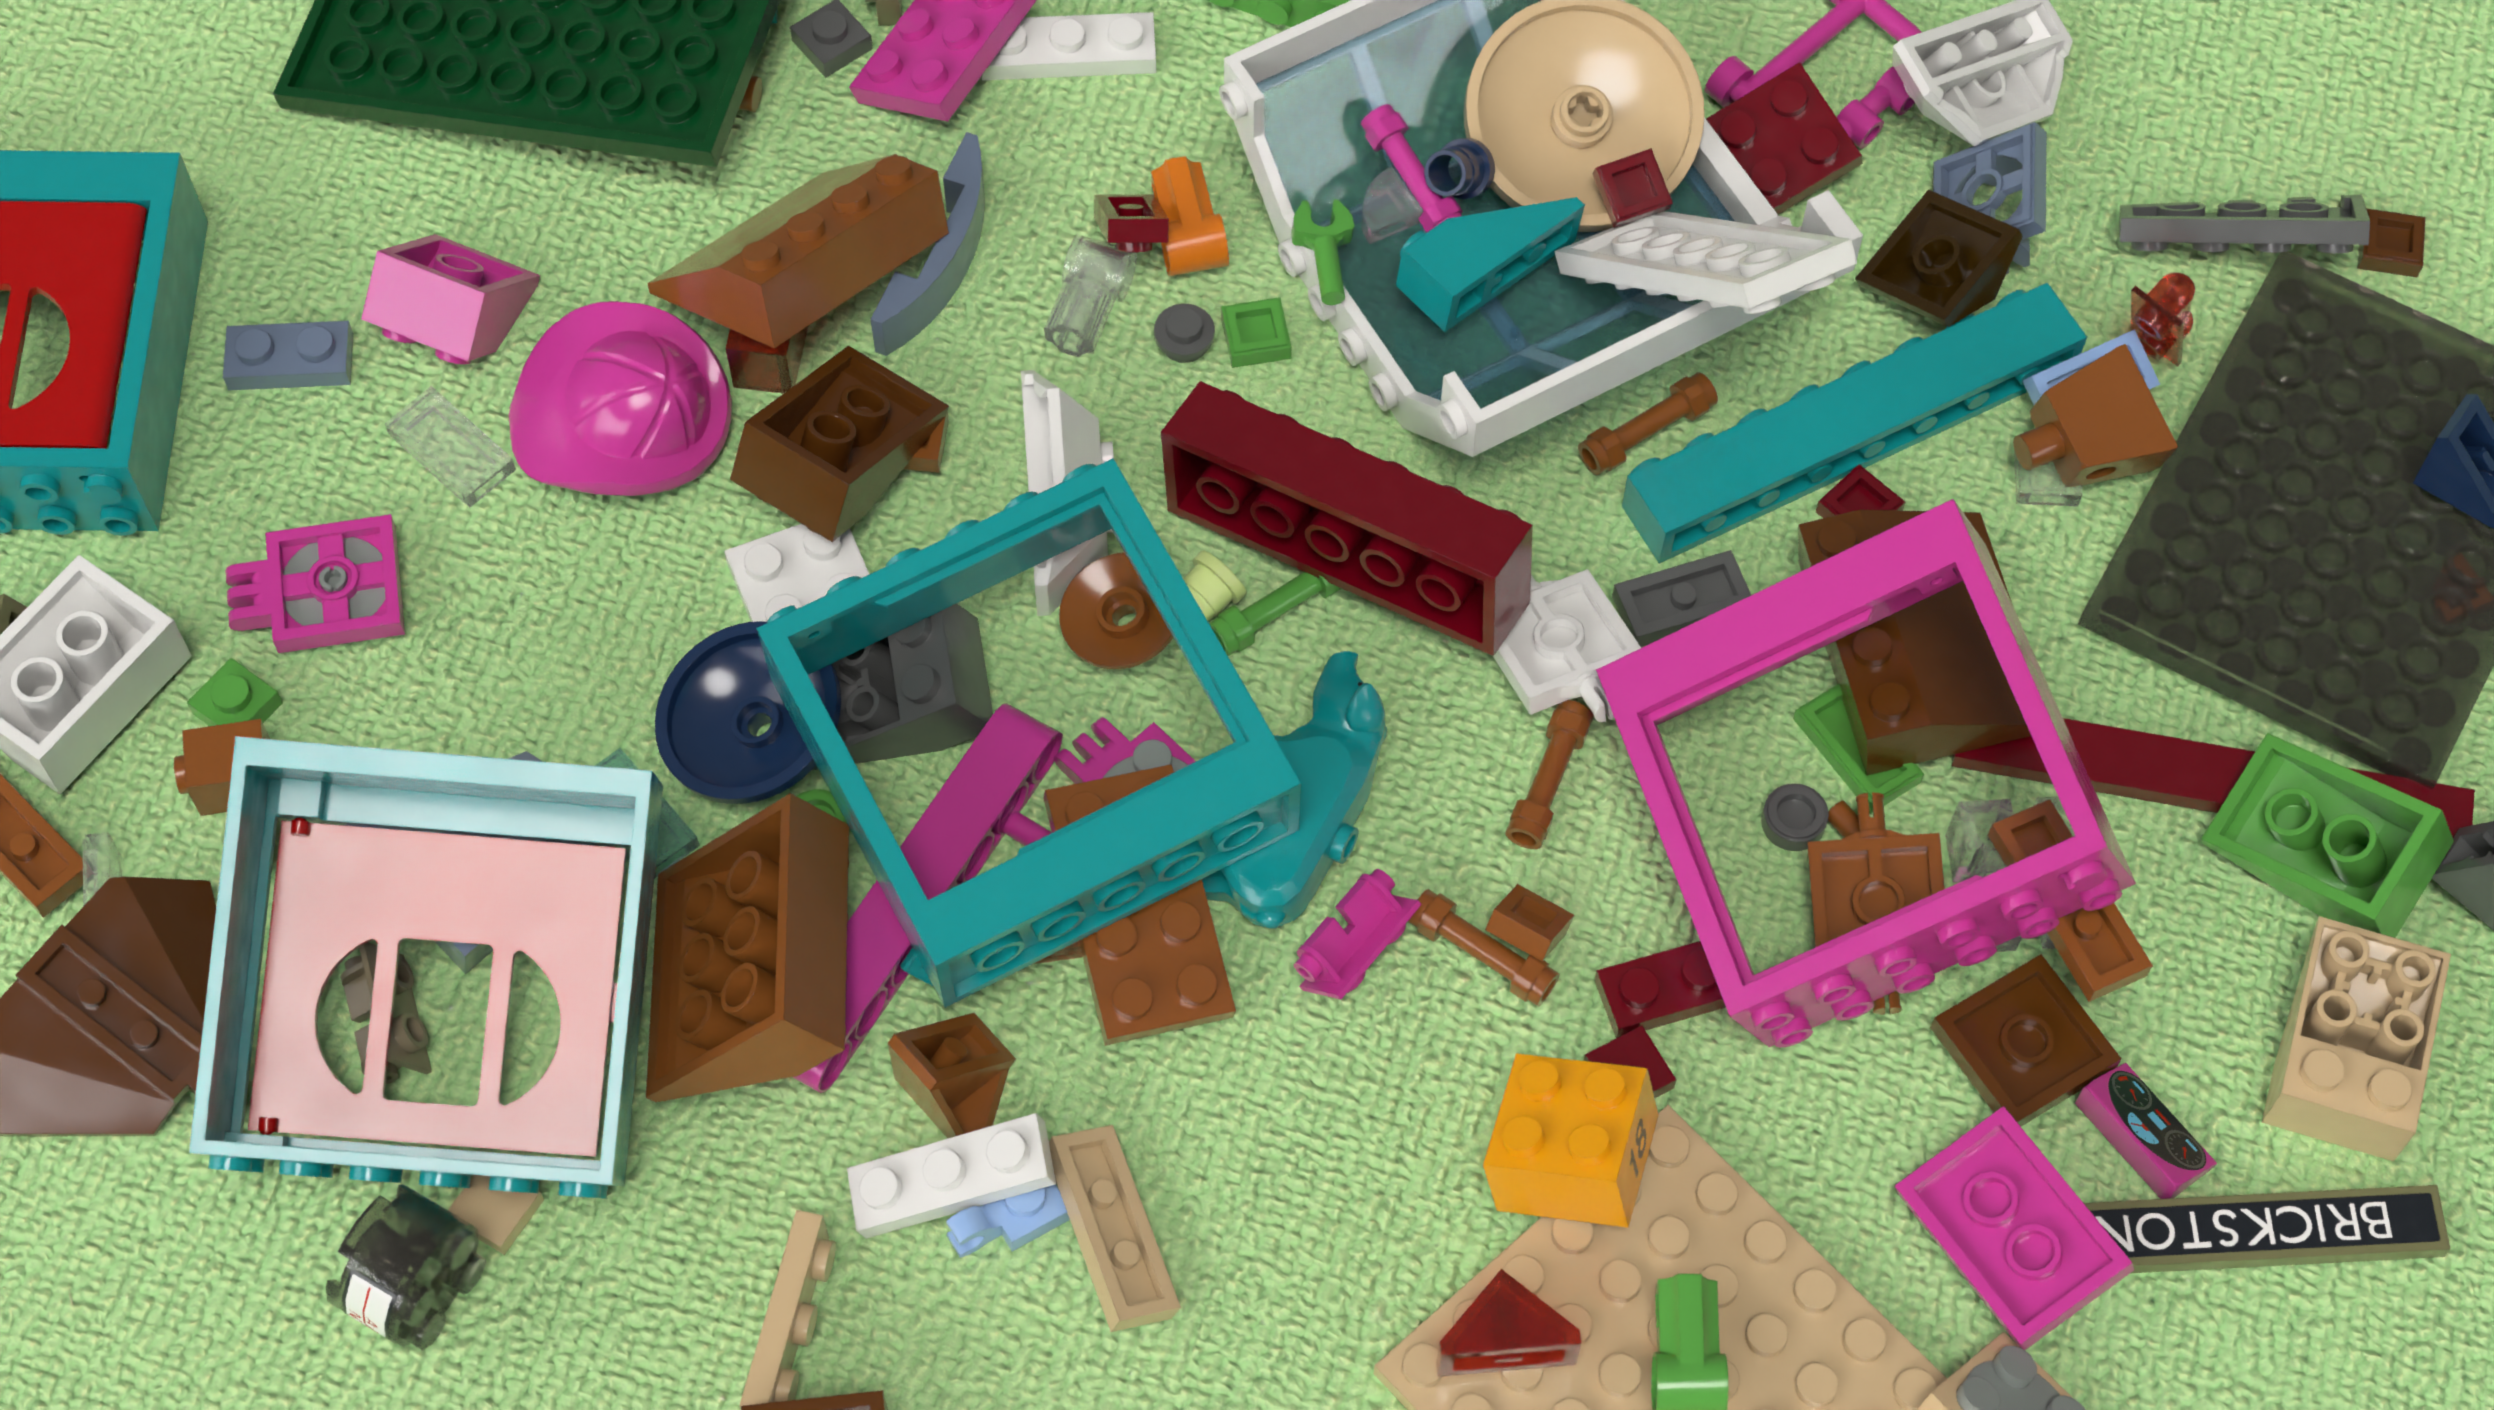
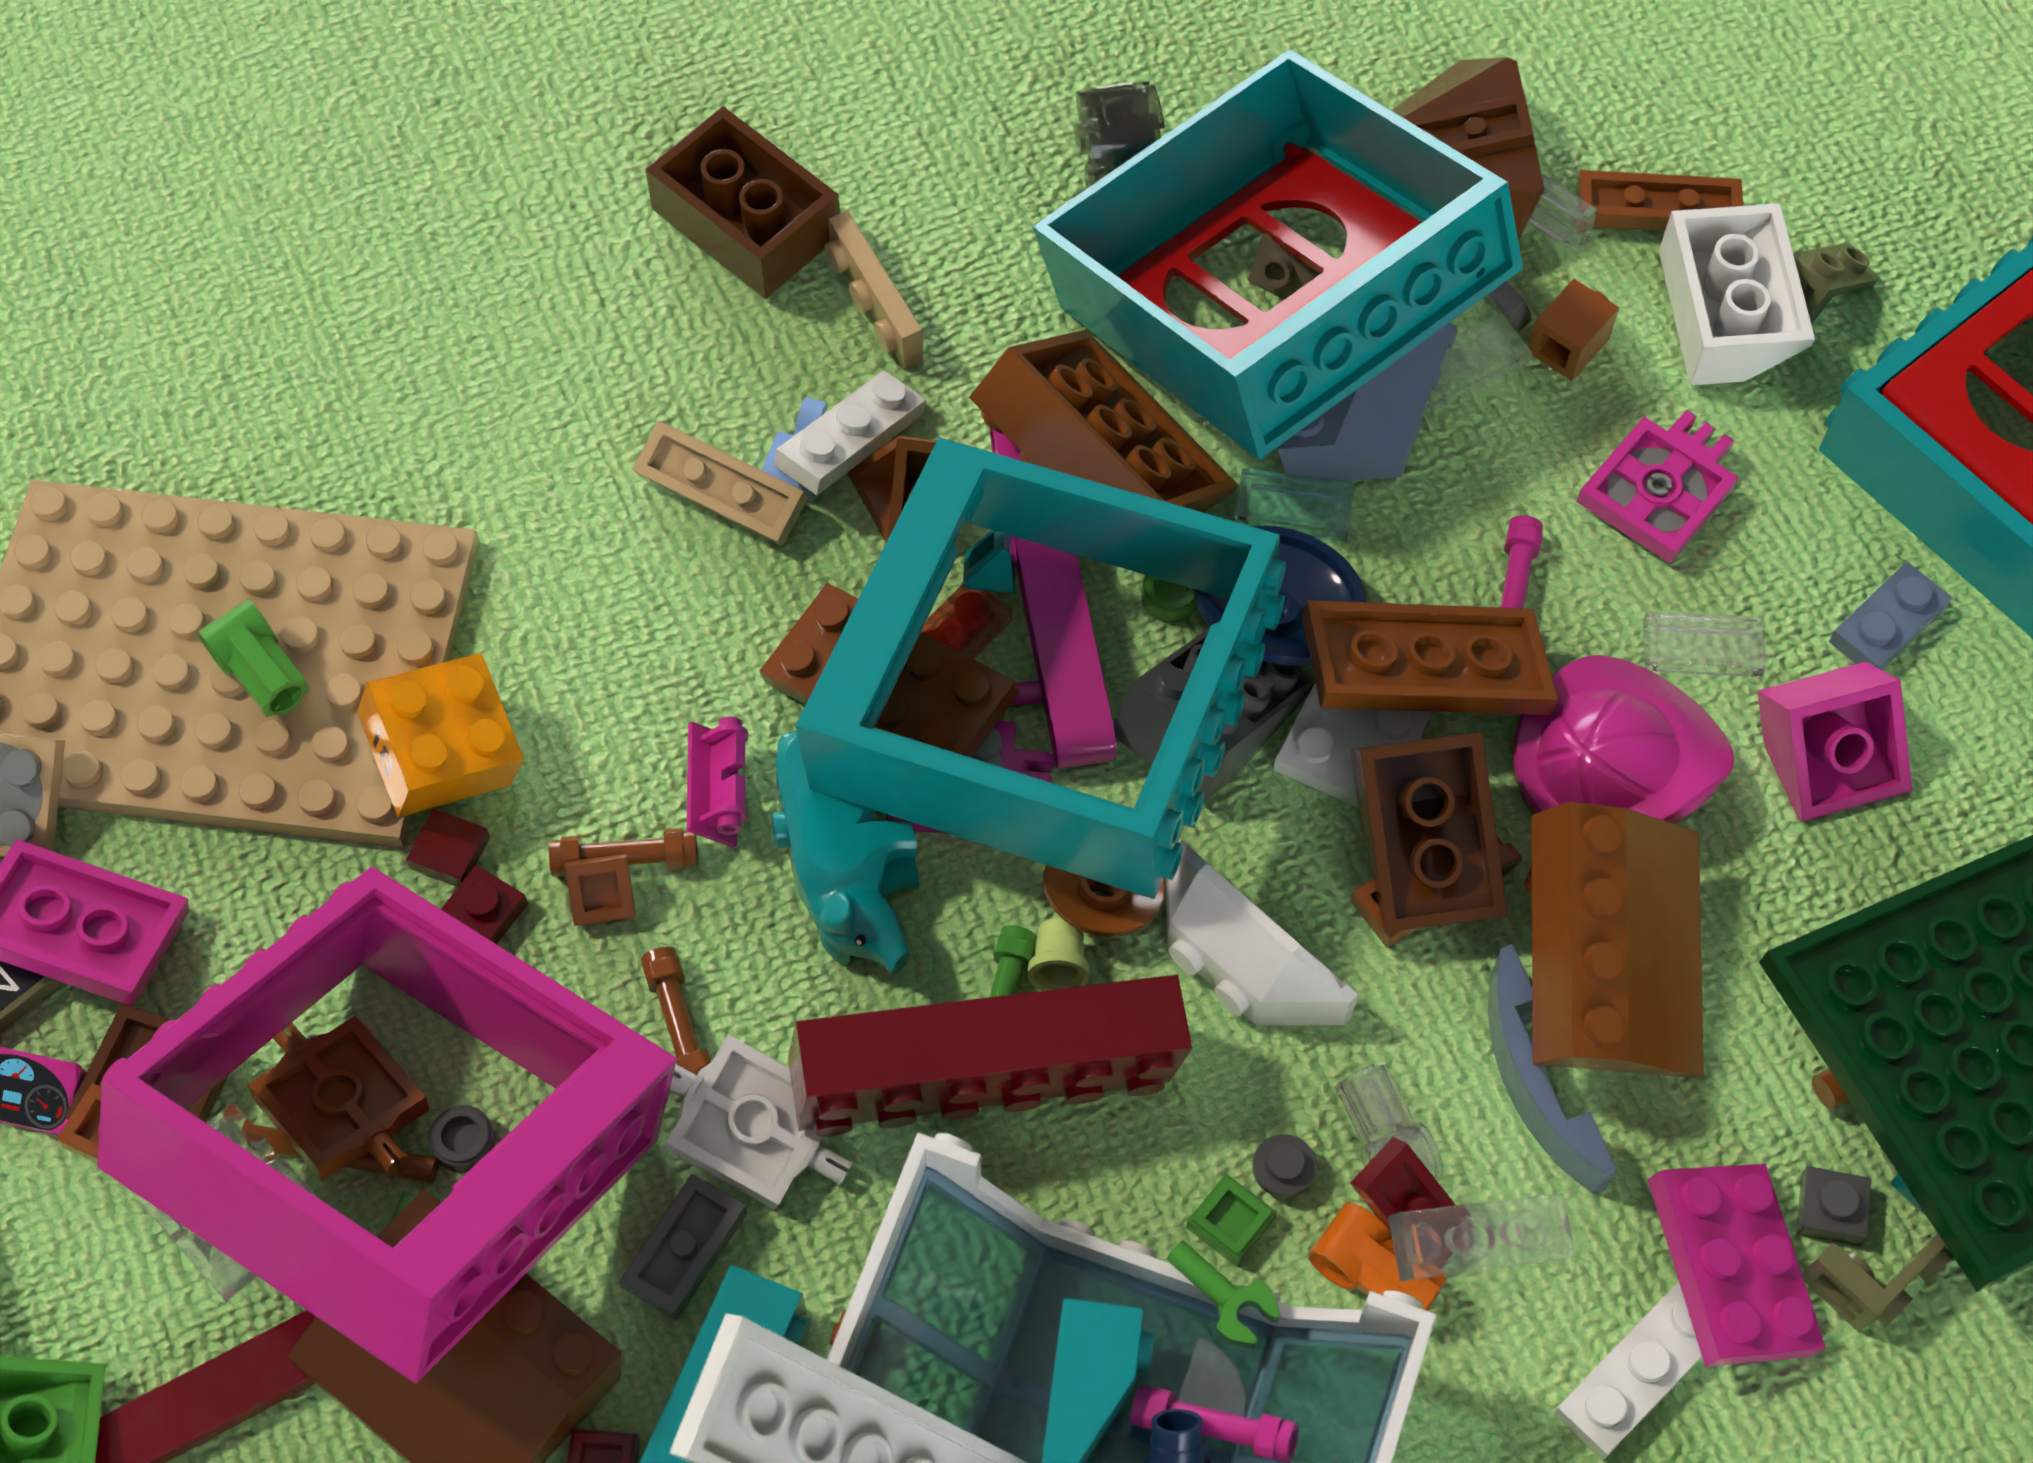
camera: 140 degrees right, 0 degrees up
(233, 697) = (1626, 379): bright green plate -> none
(580, 575) = (1522, 546): none -> dark pink bar
(698, 547) = (1428, 658): none -> dark orange plate
(1103, 167) = (1481, 1236): none -> clear plate
(1507, 1332) = (385, 580): clear red slope -> none

